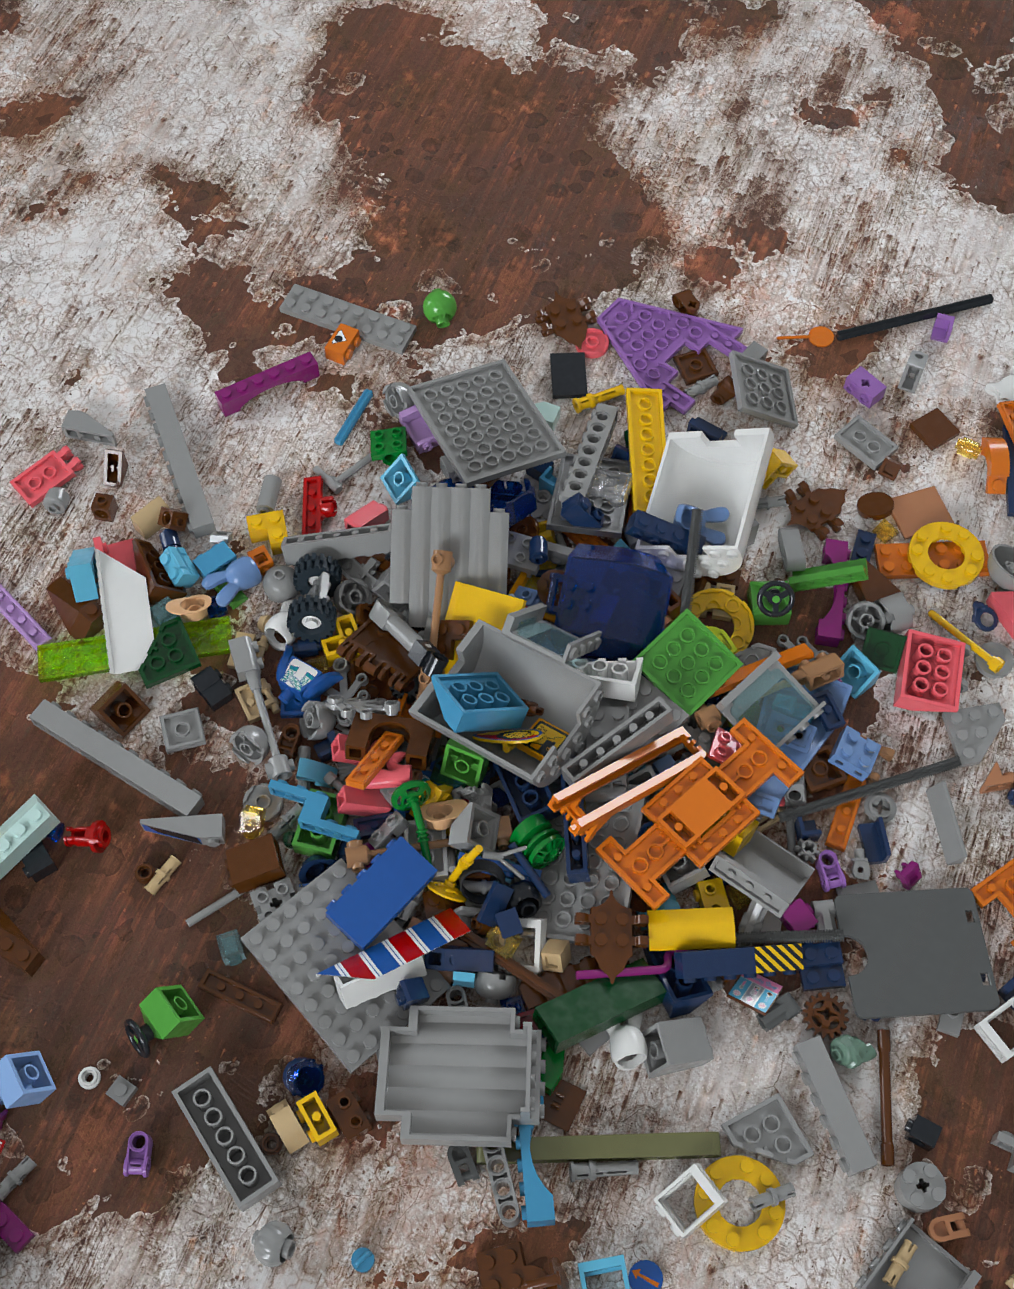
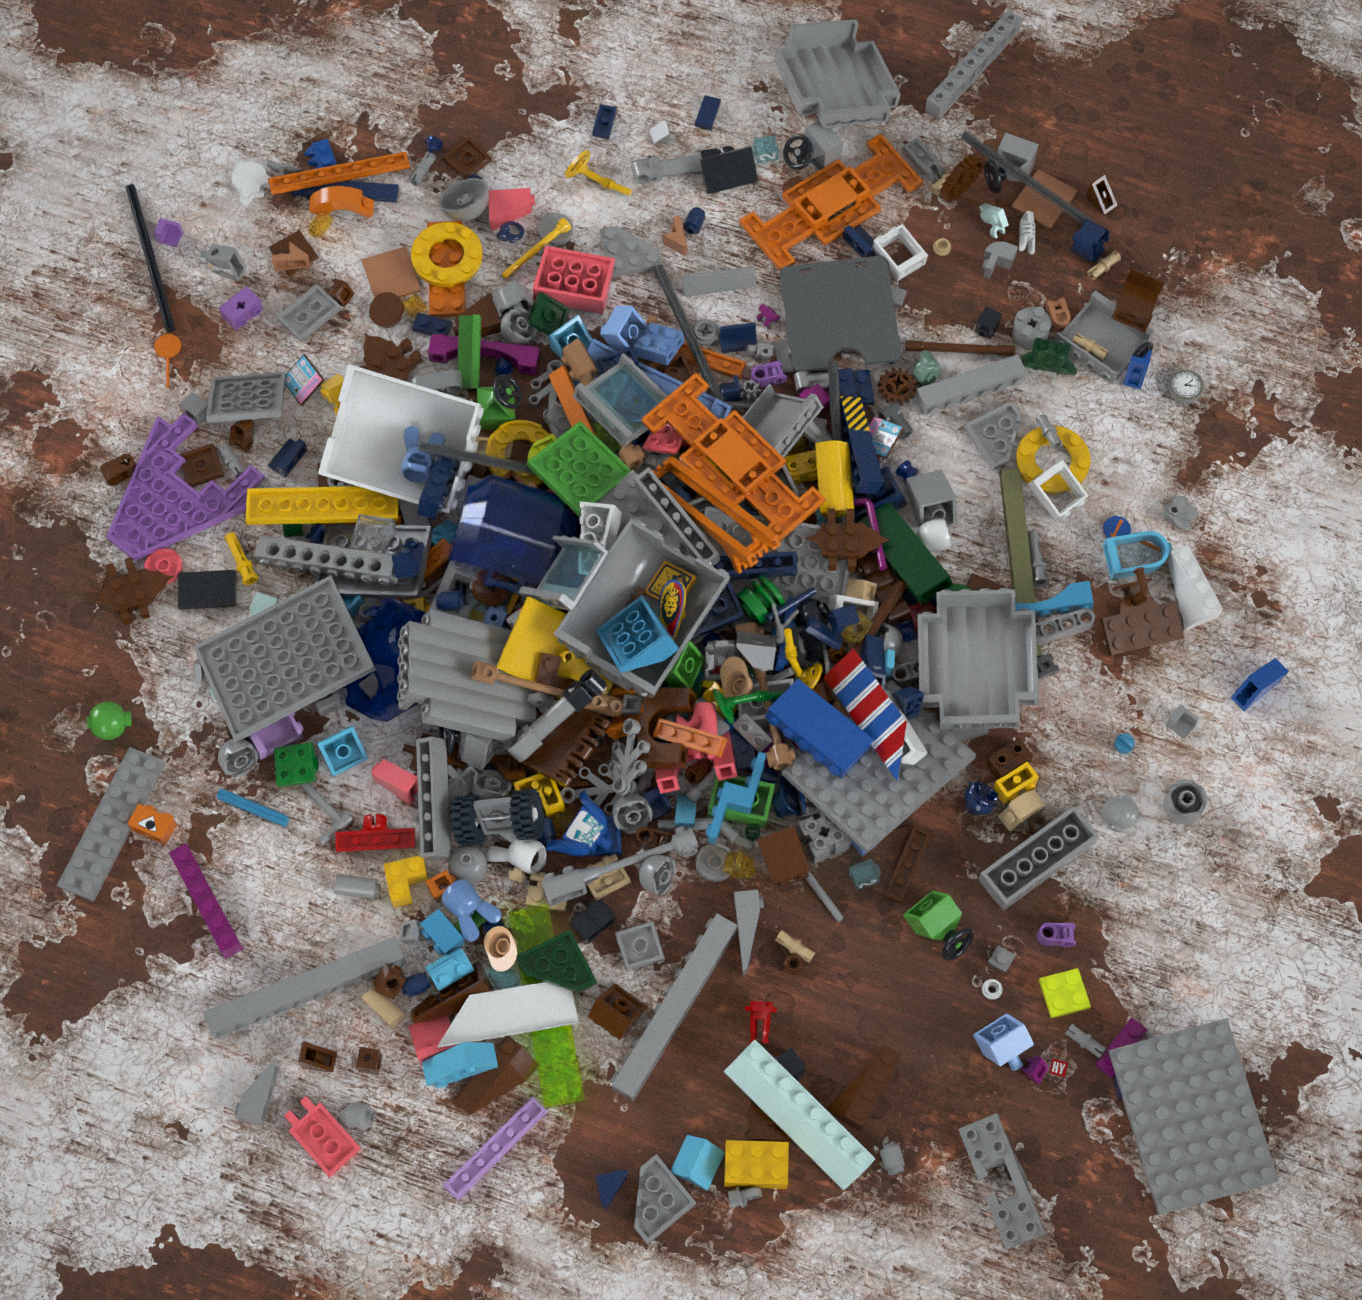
camera: 90 degrees left, 5 degrees up
(73, 1159) = (1064, 993): none -> neon yellow plate
(713, 1020) = (905, 470): none -> clear blue wheel
(791, 438) = (303, 379): none -> piece
(817, 610) = (503, 367): none -> clear blue tile
(869, 717) = (623, 328): none -> light blue brick
(875, 1192) = (1050, 357): none -> clear green piece
(922, 423) = (295, 260): none -> nougat slope

